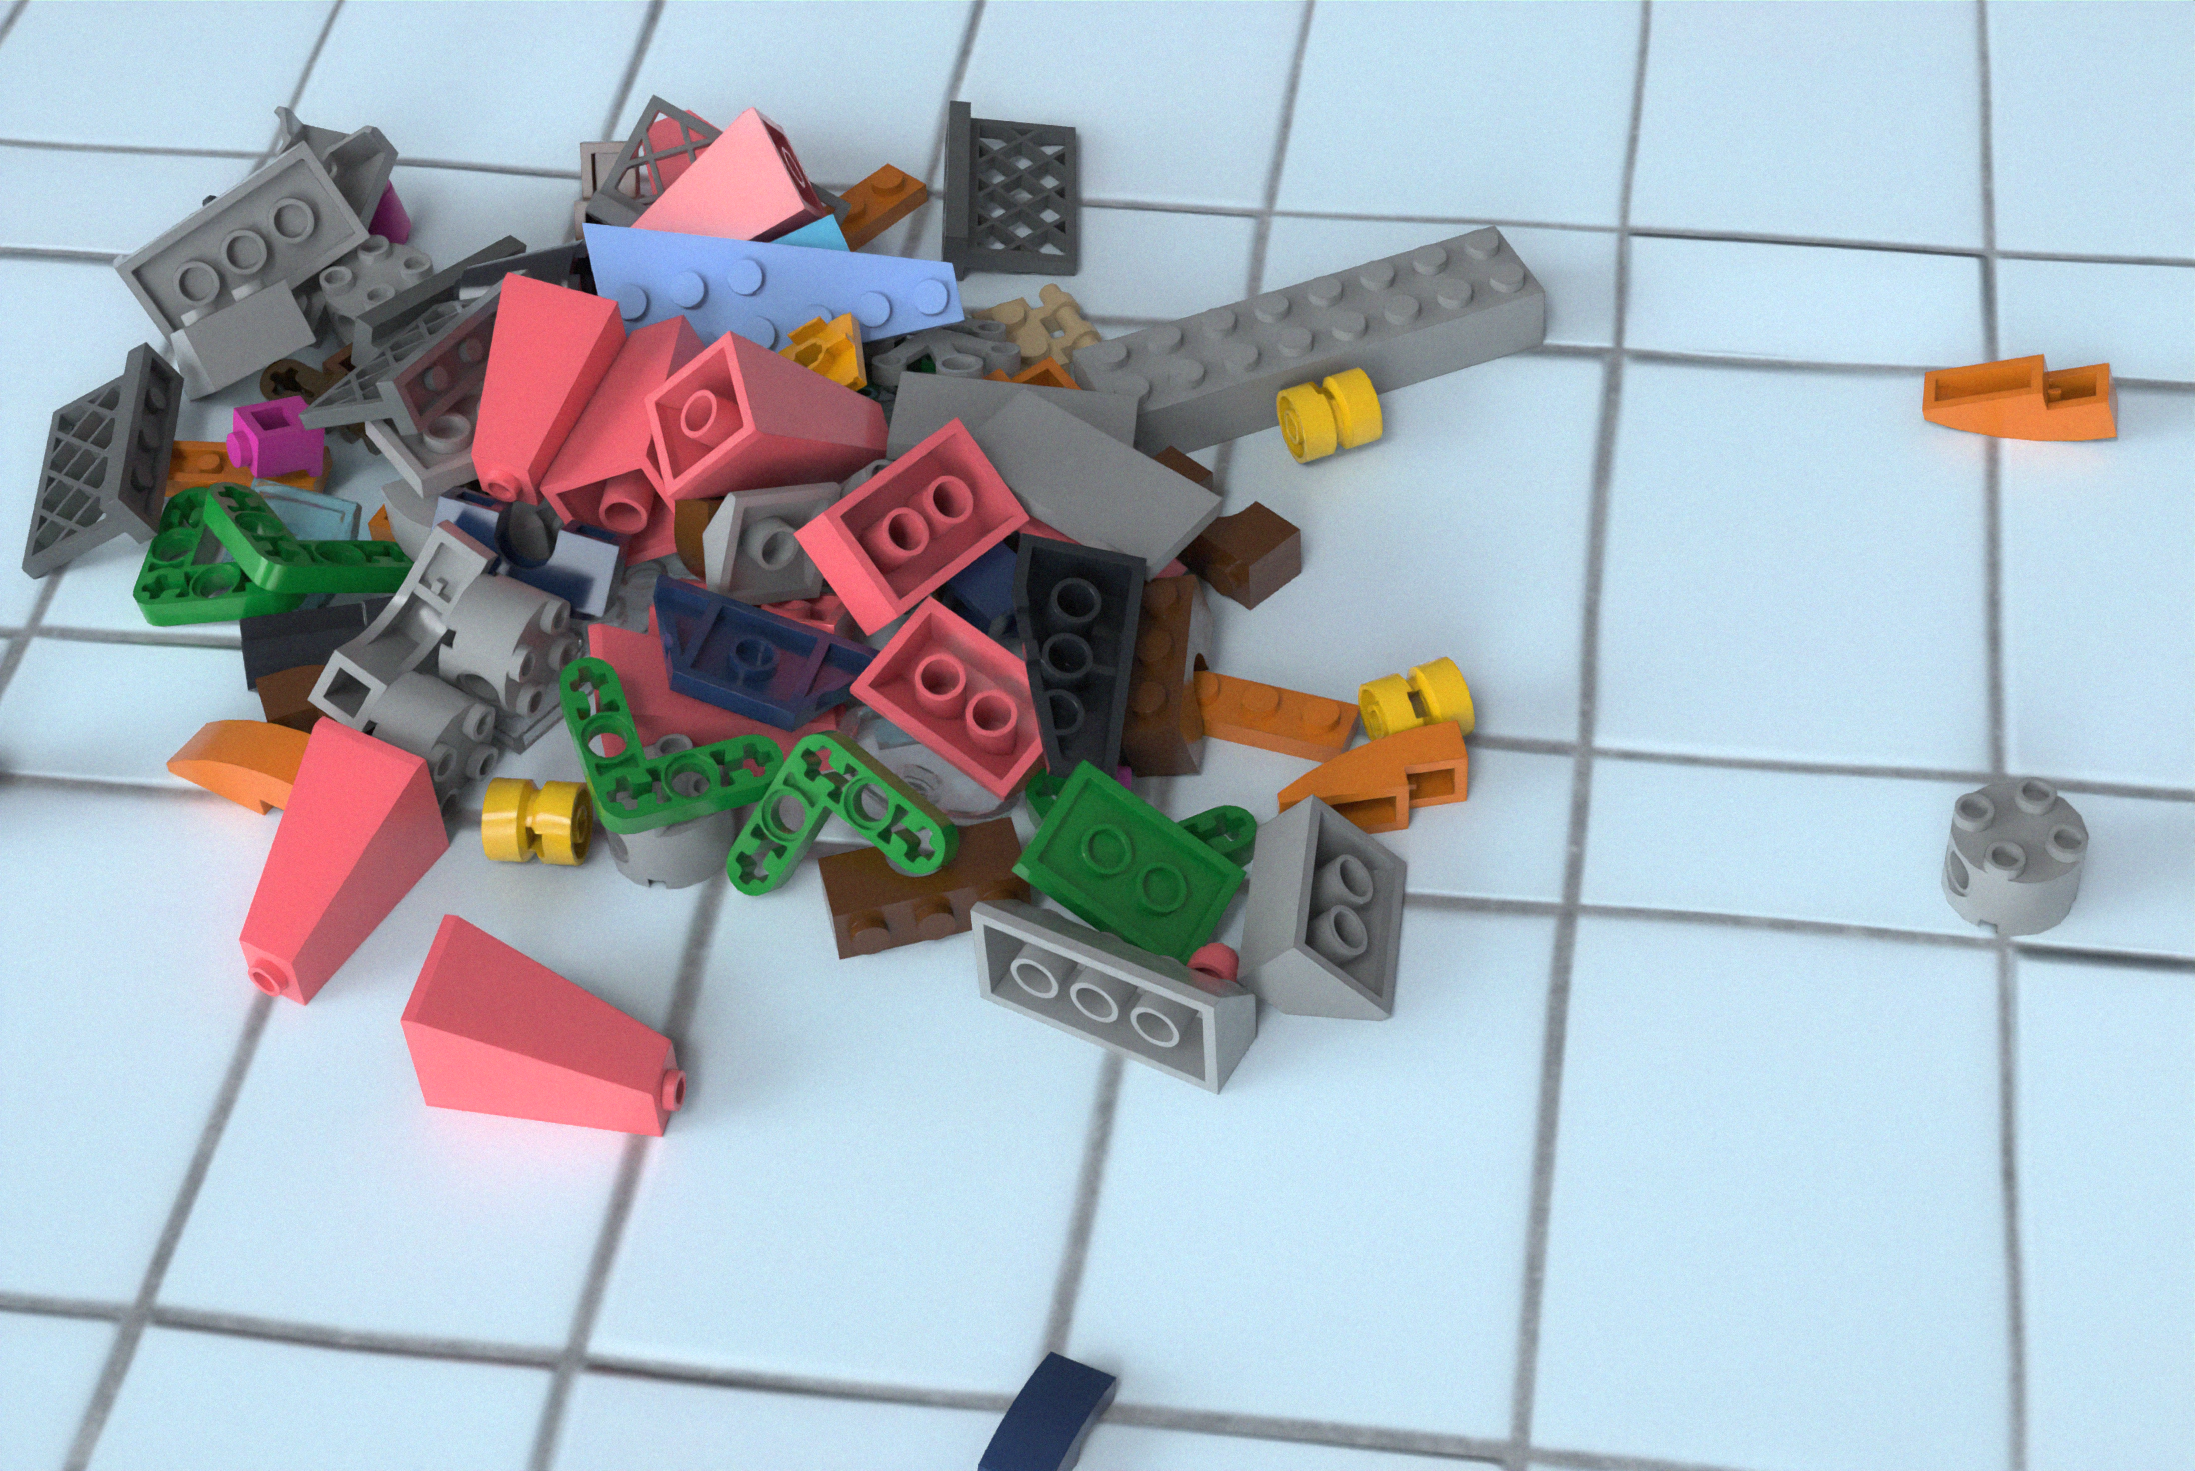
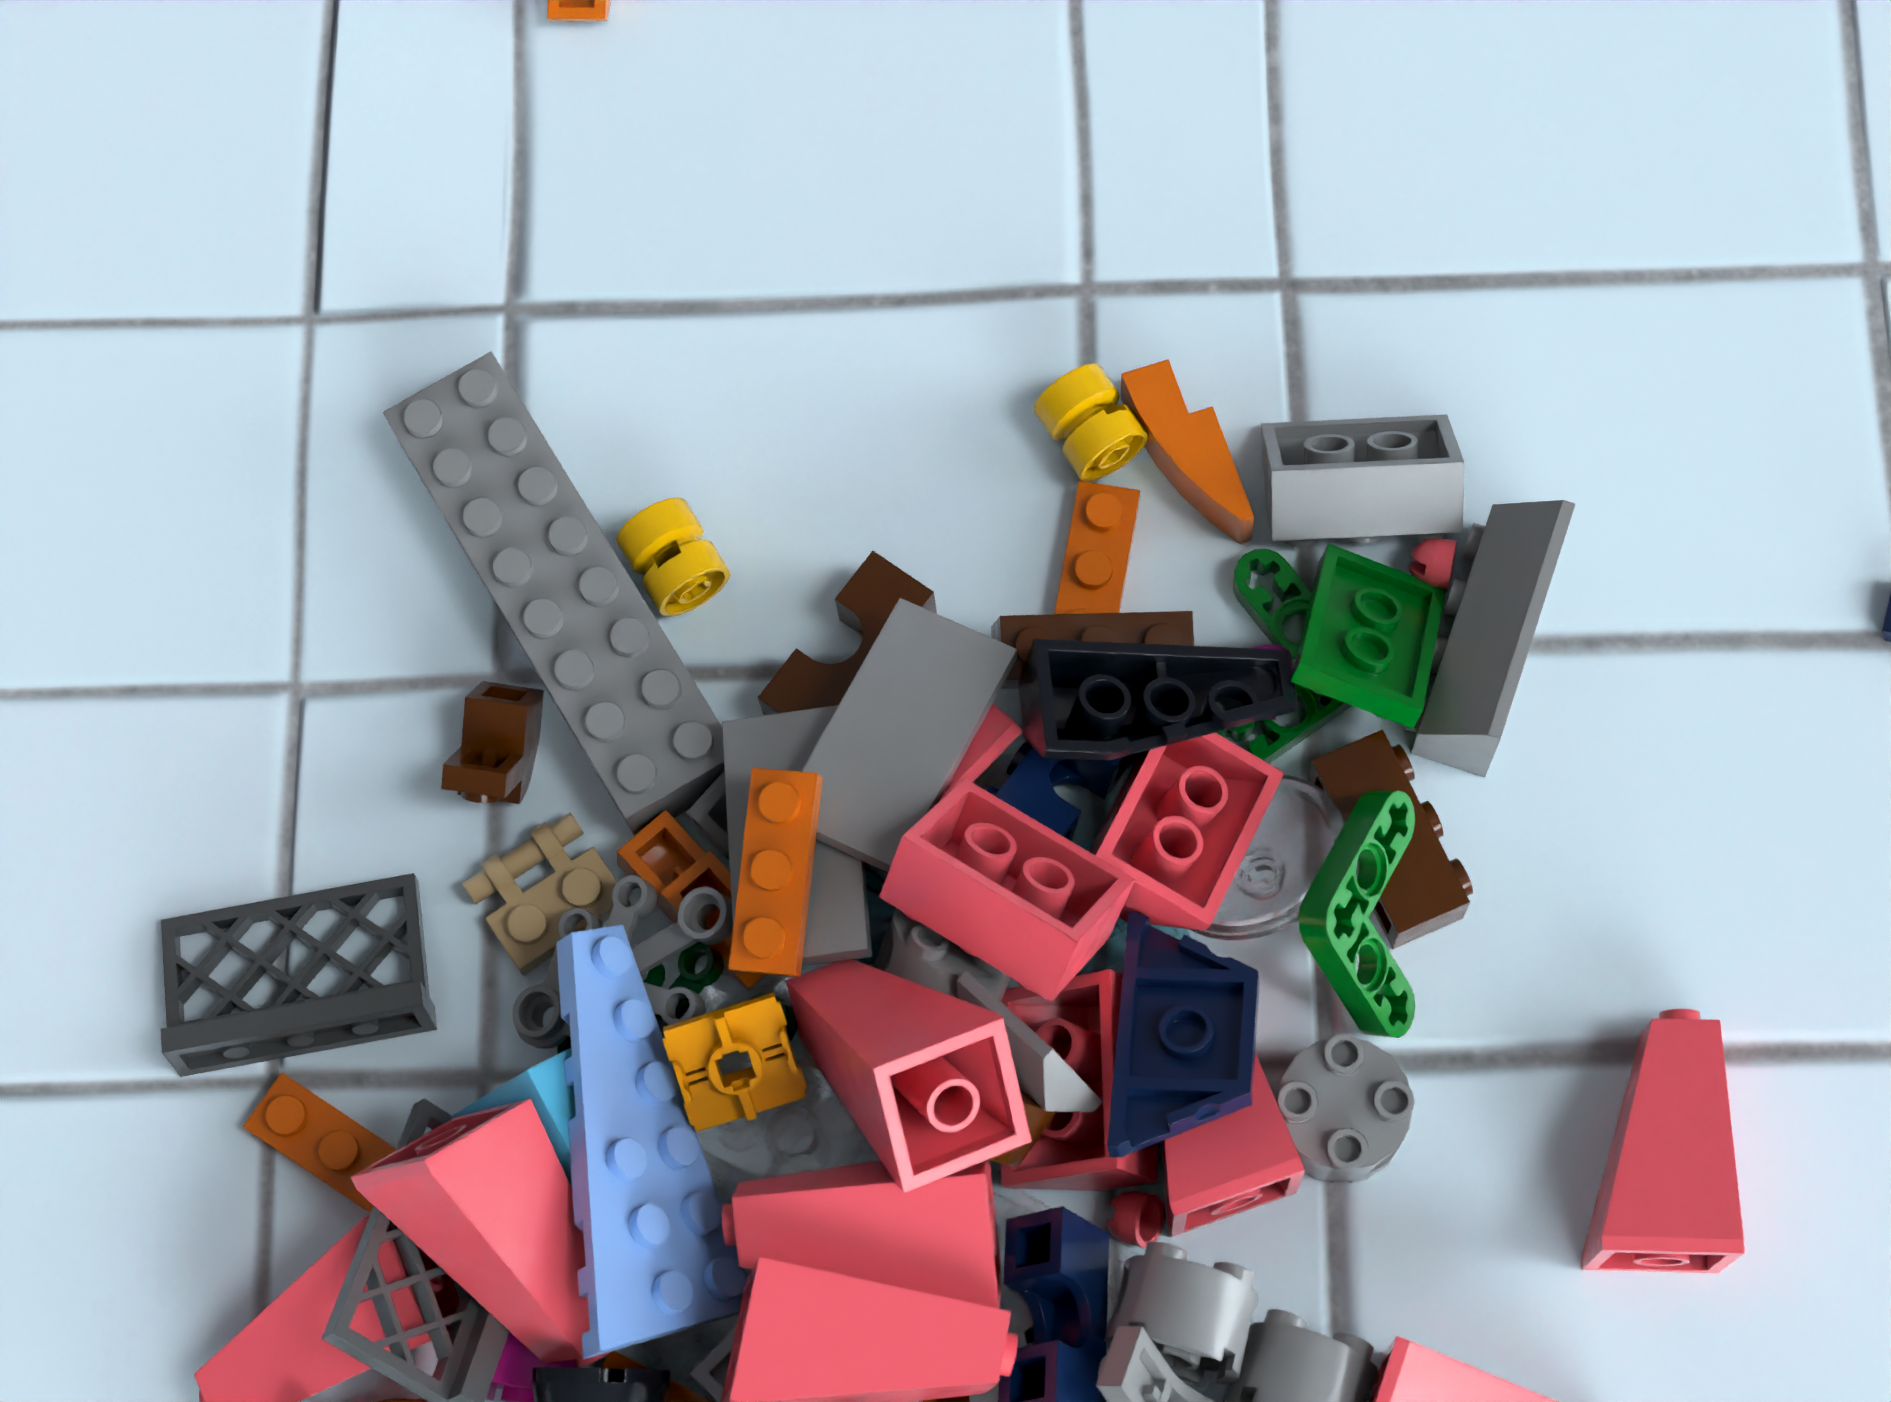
camera: 95 degrees left, 25 degrees up
(532, 820) = (1374, 1238): yellow wheel -> none
(635, 773) = (1369, 1112): green beam -> none
(968, 379) = (776, 872): none -> orange plate
(1158, 293) = (496, 744): none -> reddish brown brick

